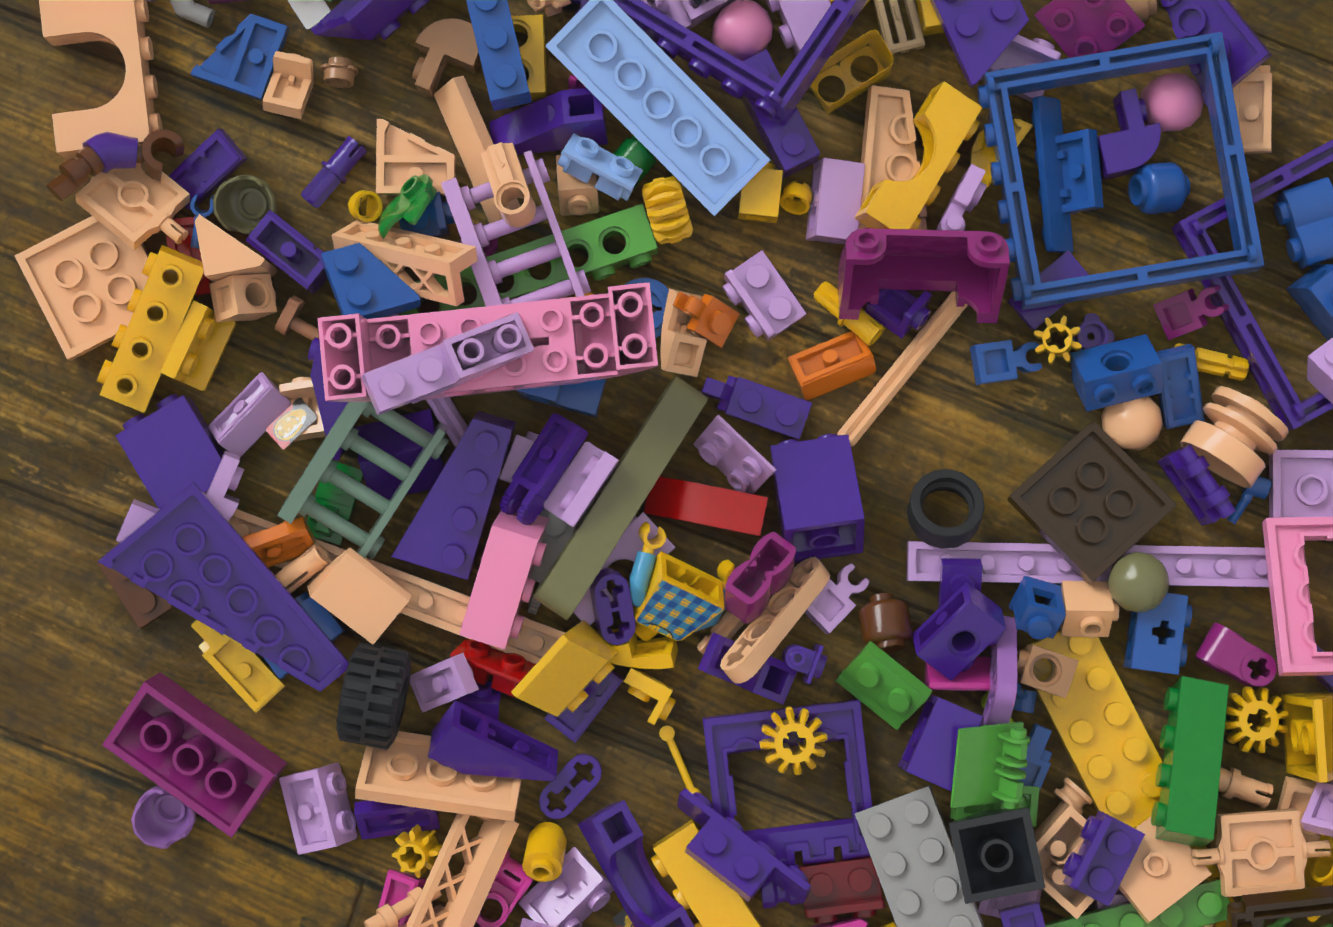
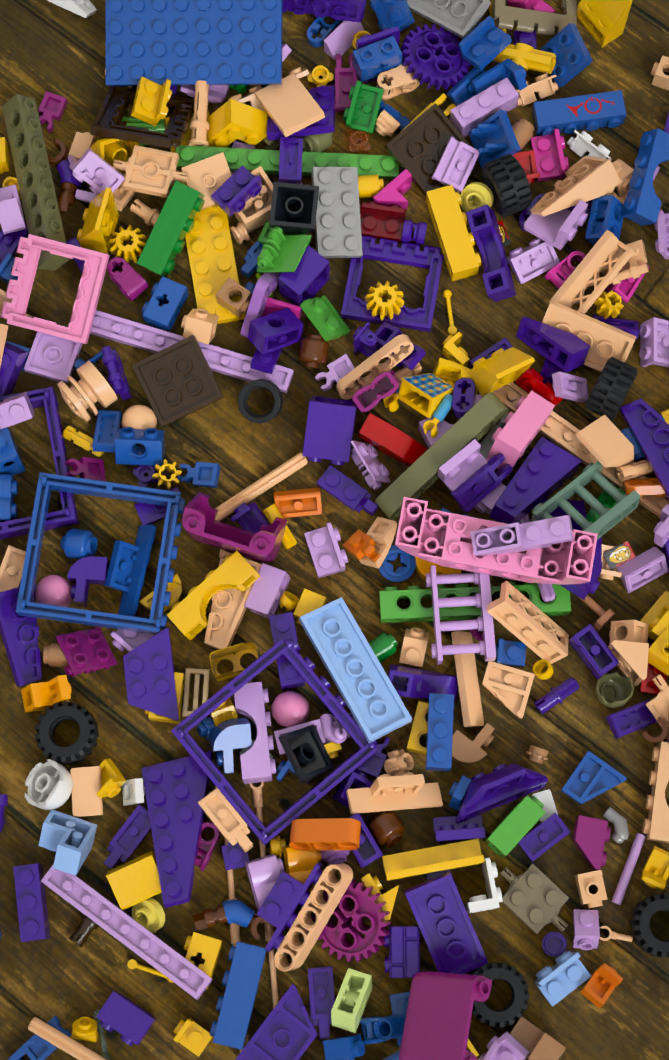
camera: 160 degrees left, 10 degrees down
(194, 240) = (641, 691): blue hand -> none
(289, 85) = (569, 753): light nougat bracket -> none
(366, 284) = (556, 612): blue wing -> none
(410, 204) = (518, 656): green plate -> none
(508, 183) = (457, 646): light nougat piece -> none
(545, 852) = (538, 283): yellow brick -> none
(577, 792) = (511, 312): dark purple beam -> none
(584, 157) = (394, 641): light blue hinge -> none
(667, 210) = (367, 611): yellow gear -> none
(735, 856) = (437, 249): dark purple bracket -> none
(964, 198) = (193, 568): lavender plate -> none
(1036, 618) = (227, 327): blue brick -> none
(1138, 582) = (167, 329): olive hair -> none

